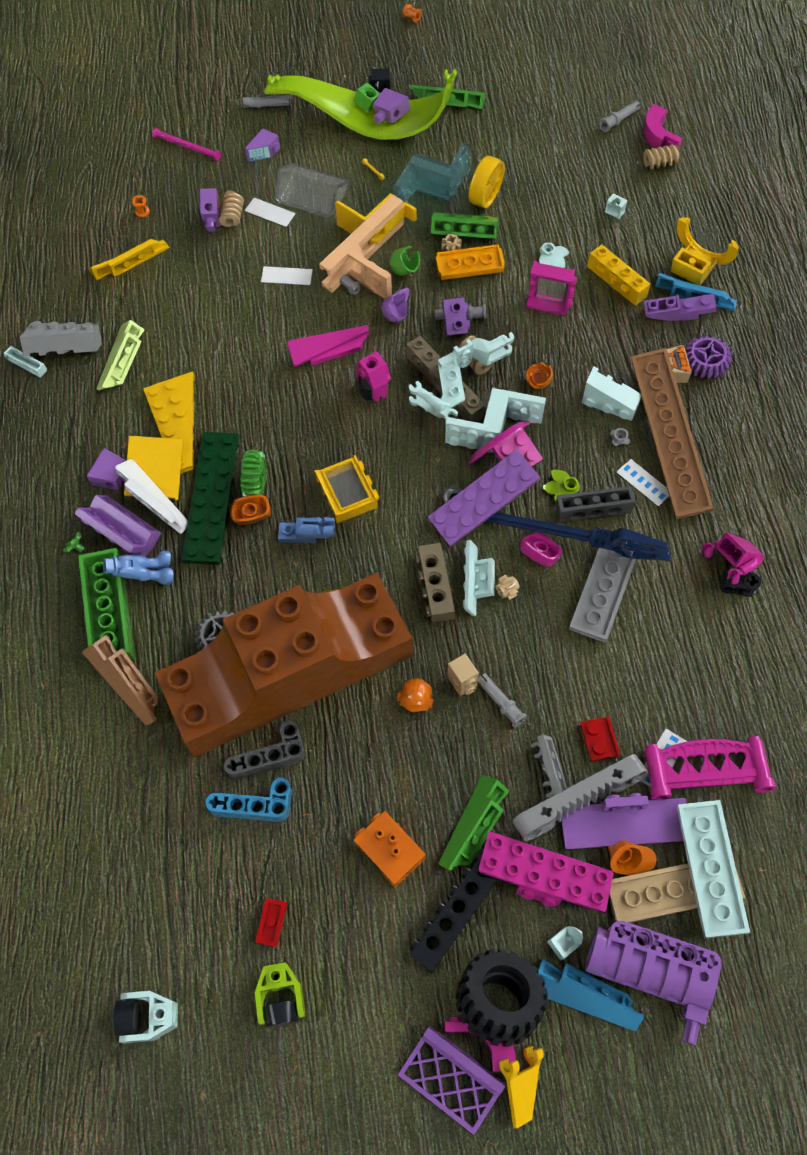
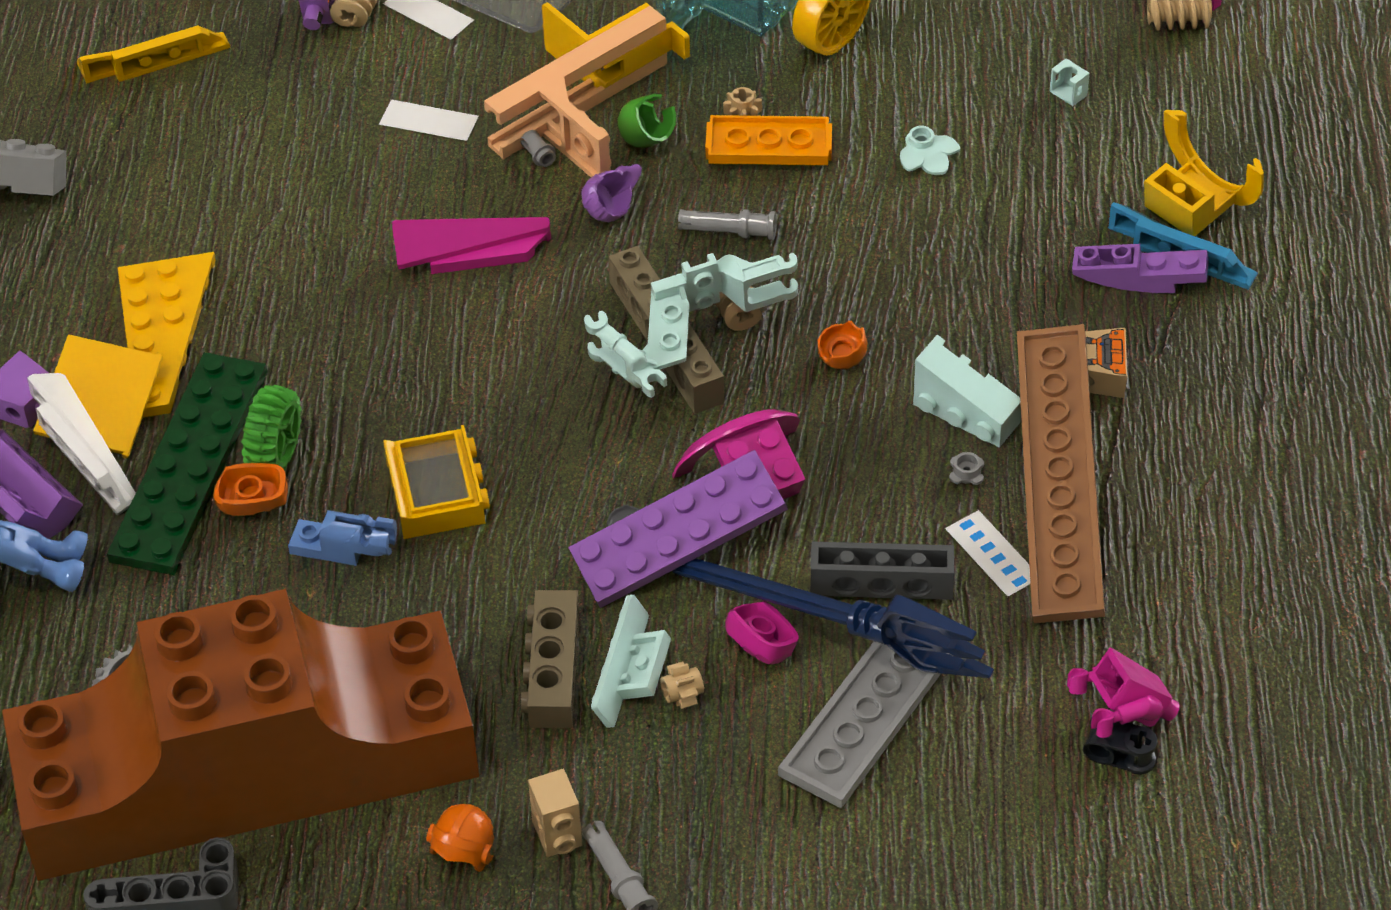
camera: 10 degrees right, 15 degrees down
(121, 355) = (94, 209): yellowish green wedge -> none
(373, 377) = (530, 301): dark pink piece -> none
(455, 317) = (712, 224): medium lavender brick -> none
(464, 225) = (775, 77): bright green brick -> none
(500, 405) = (747, 385): light aqua bracket -> none
(551, 288) = (900, 199): dark pink window -> none
(559, 484) = (834, 527): lime plate -> none
(618, 275) = (1040, 197): yellow brick -> none
(718, 357) = (1169, 357): medium lavender gear -> none

